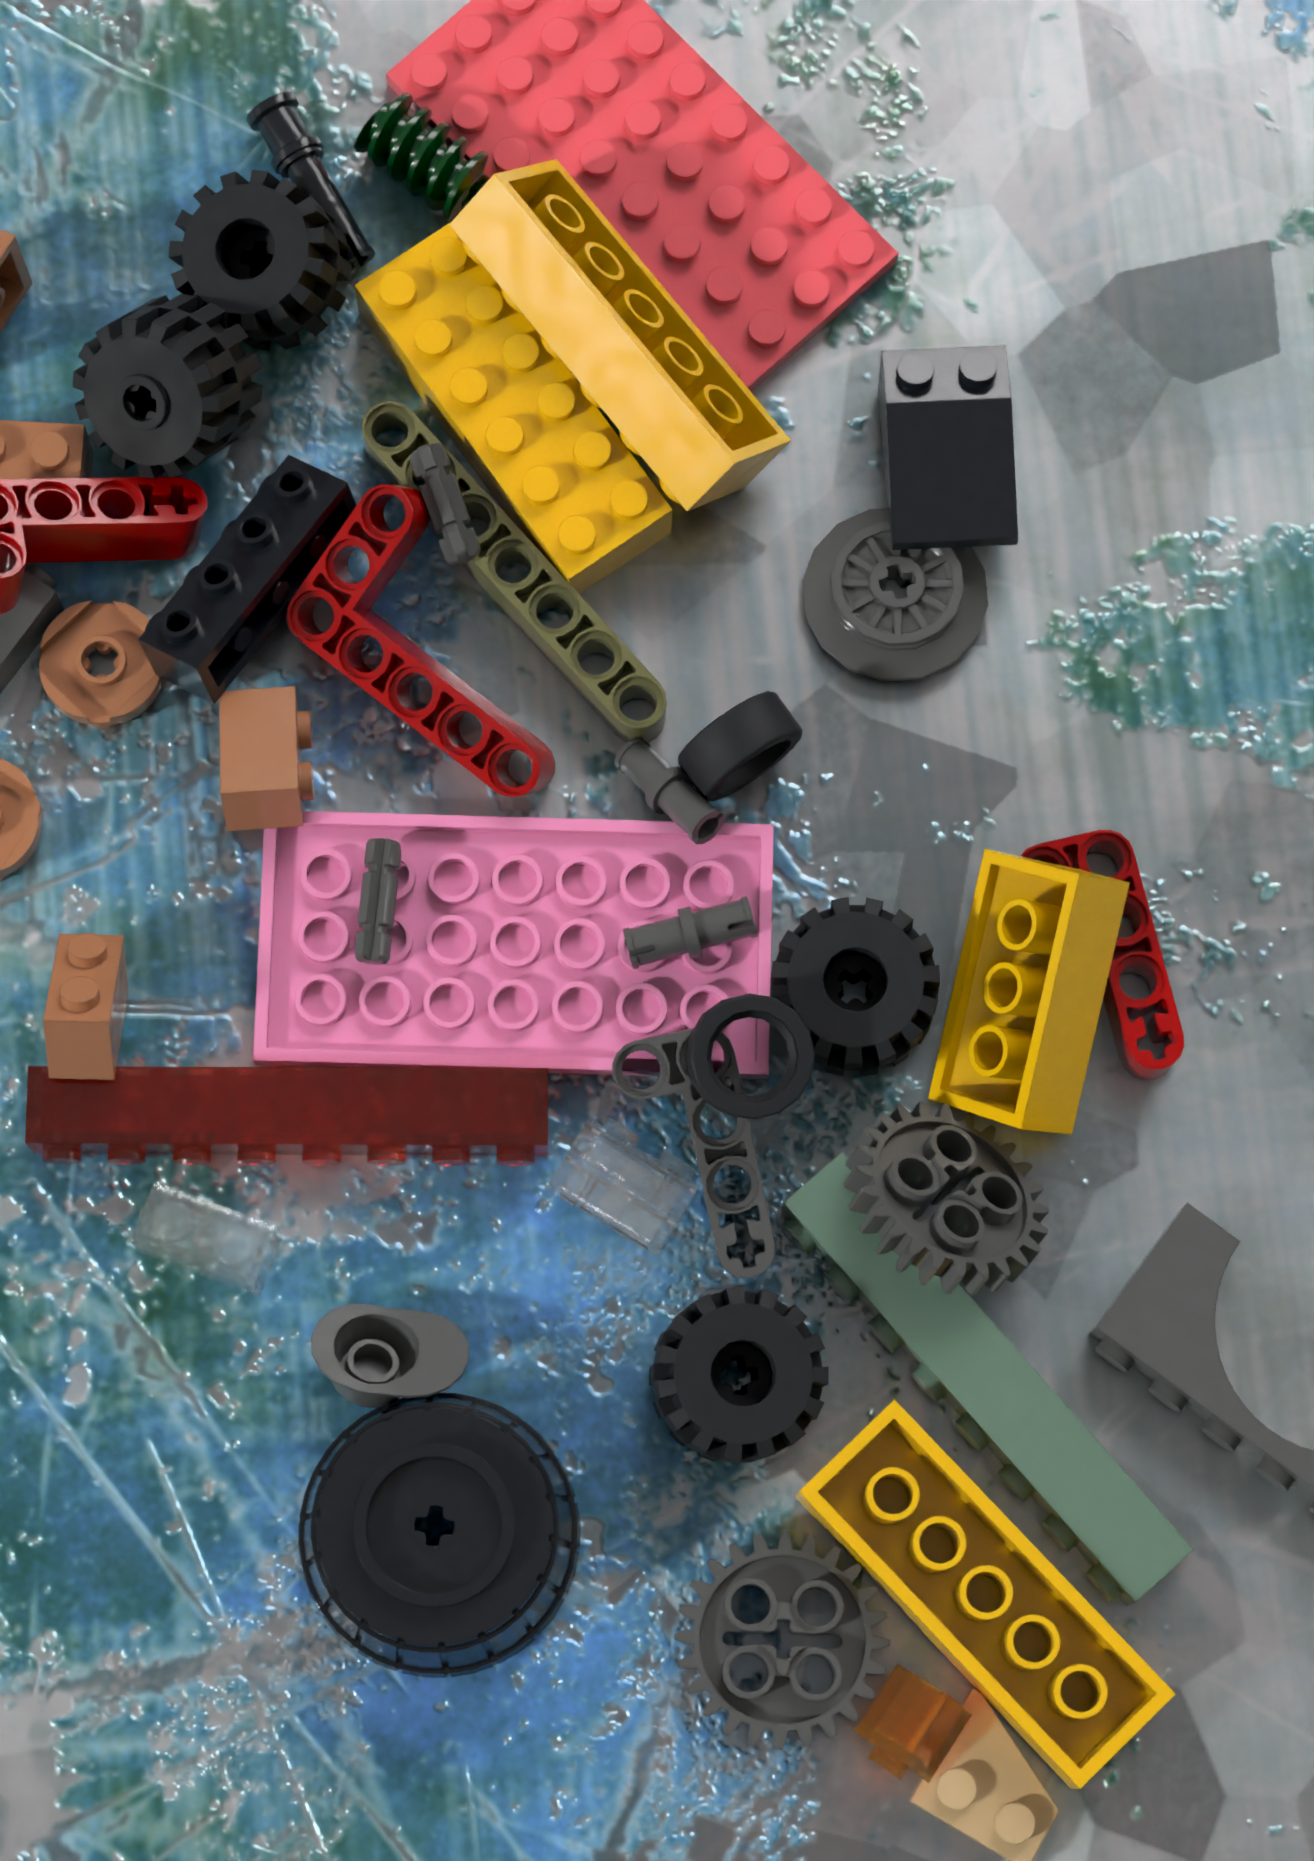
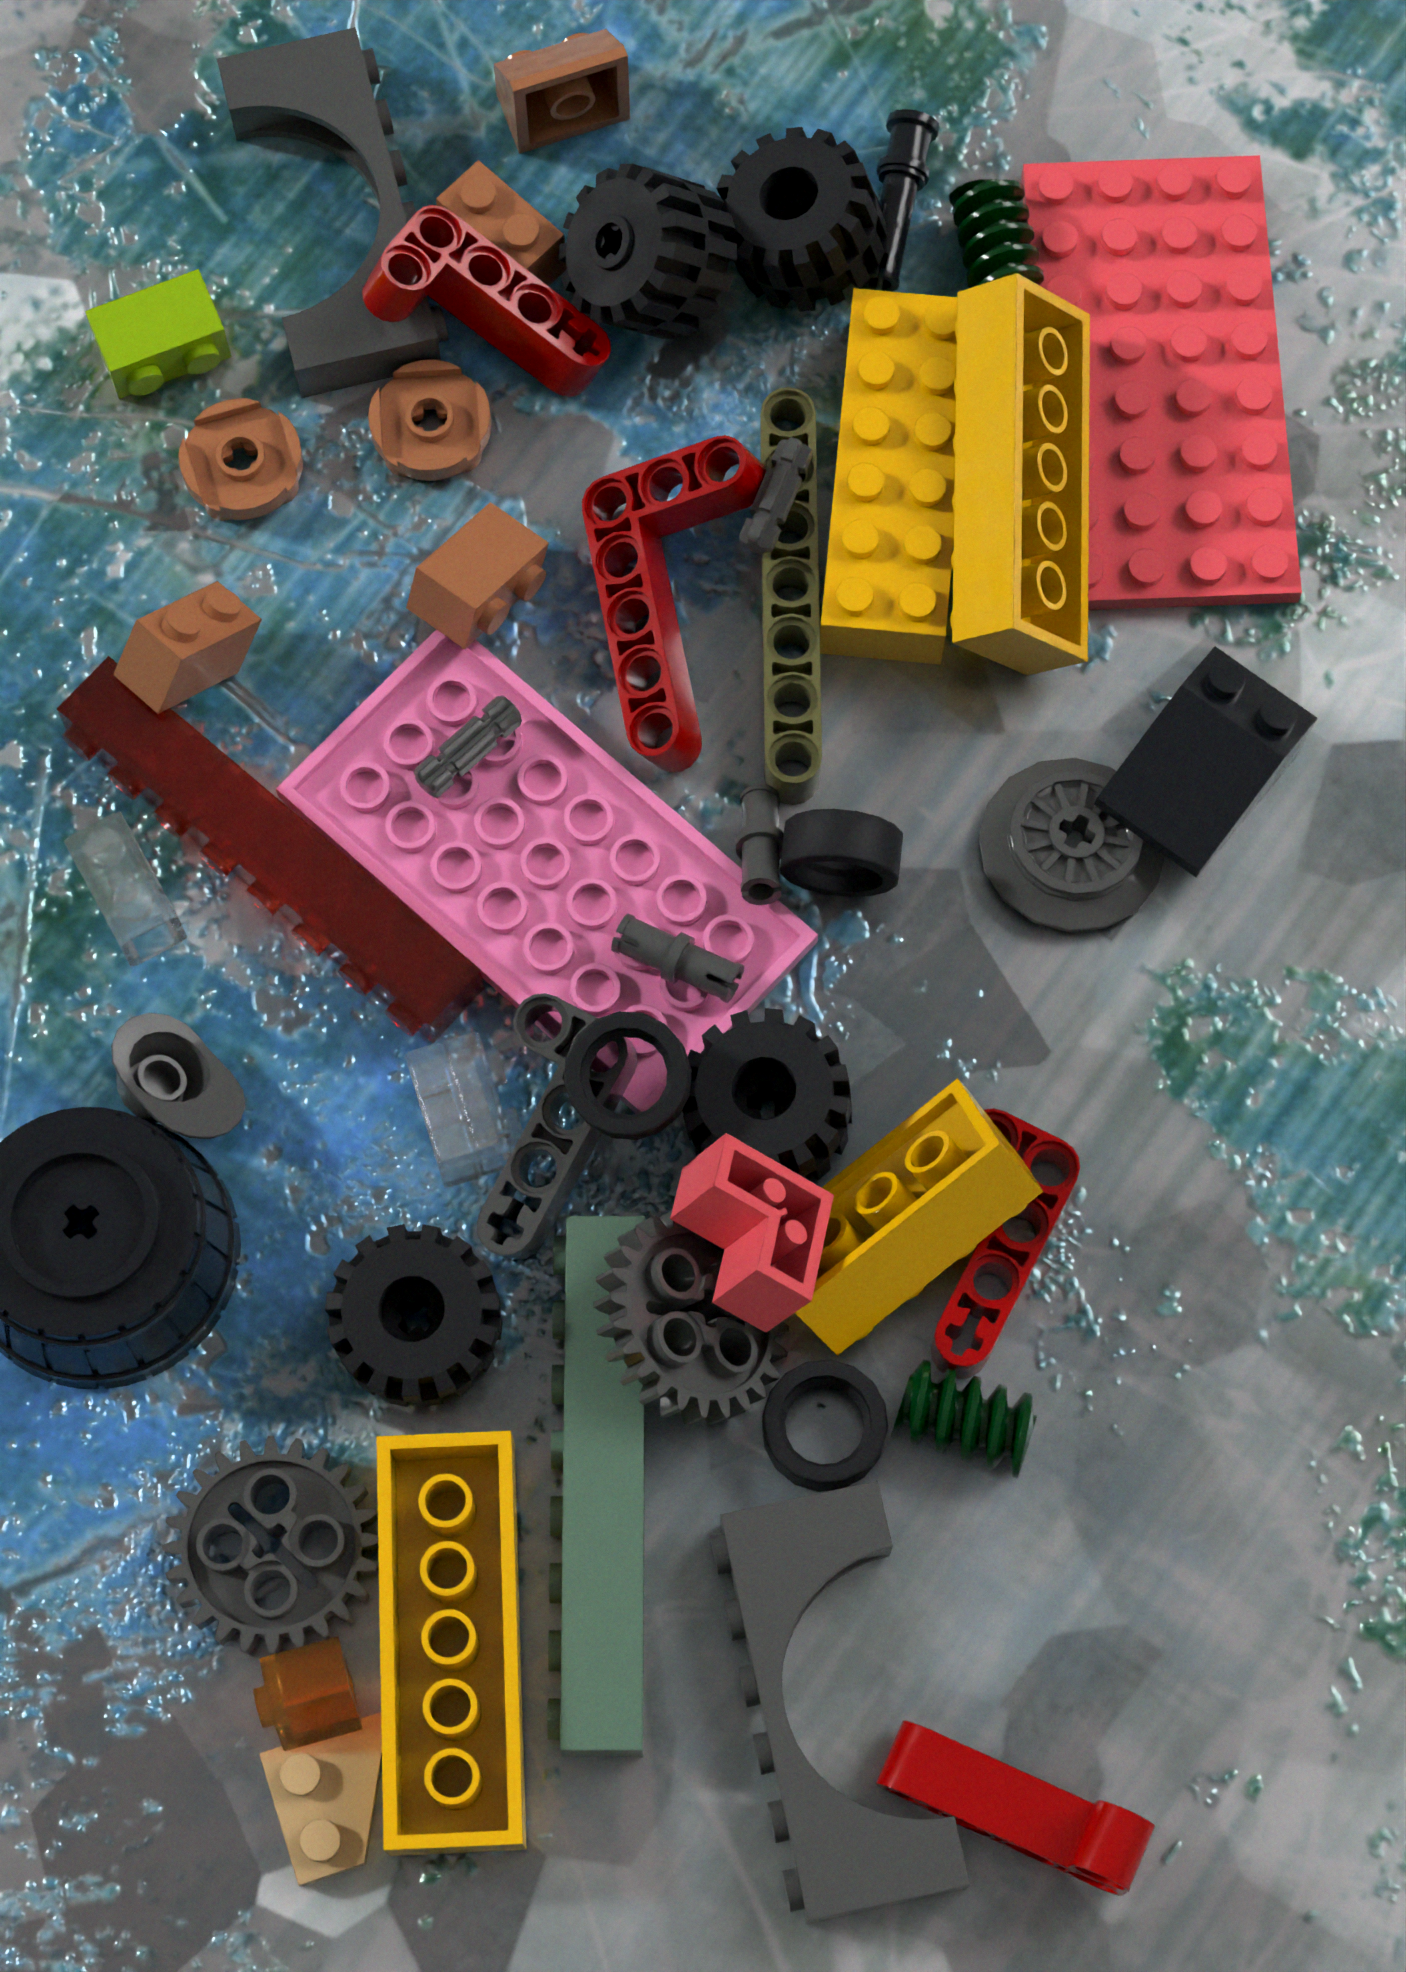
camera: 45 degrees right, 5 degrees down
(247, 580) = (578, 437): black brick -> none
(947, 1081) = (763, 1220): none -> coral brick
(1140, 1160) = (838, 1377): none -> black tyre
(1202, 1097) = (966, 1417): none -> dark green piece

